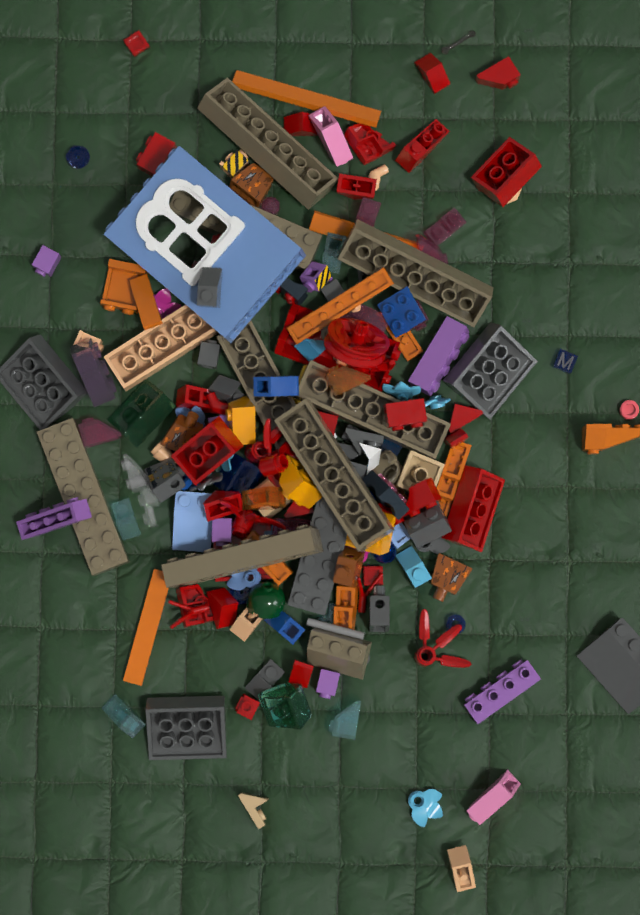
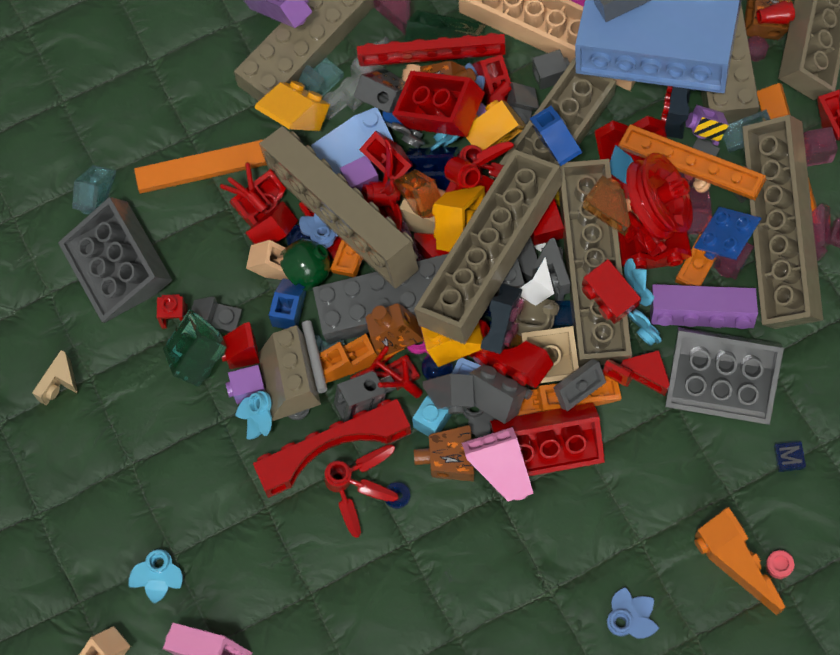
camera: 65 degrees right, 15 degrees down
(144, 548) = (294, 106): none -> light orange slope
(159, 423) = (431, 50): none -> red plate
(262, 182) = (778, 13): none -> red cone
(346, 722) = (212, 429): clear light blue slope -> none
(354, 686) = (257, 413): none -> medium azure plate
(384, 579) = (403, 382): none -> red plant
(404, 607) = (382, 424): none -> red arch
(413, 554) = (451, 392): none -> dark grey slope
(452, 468) = (579, 384): none -> dark grey plate
(476, 548) = (501, 463): none -> bright pink slope
(502, 691) = (343, 590): medium lavender brick -> none
(612, 517) = (634, 613): none -> medium blue plate

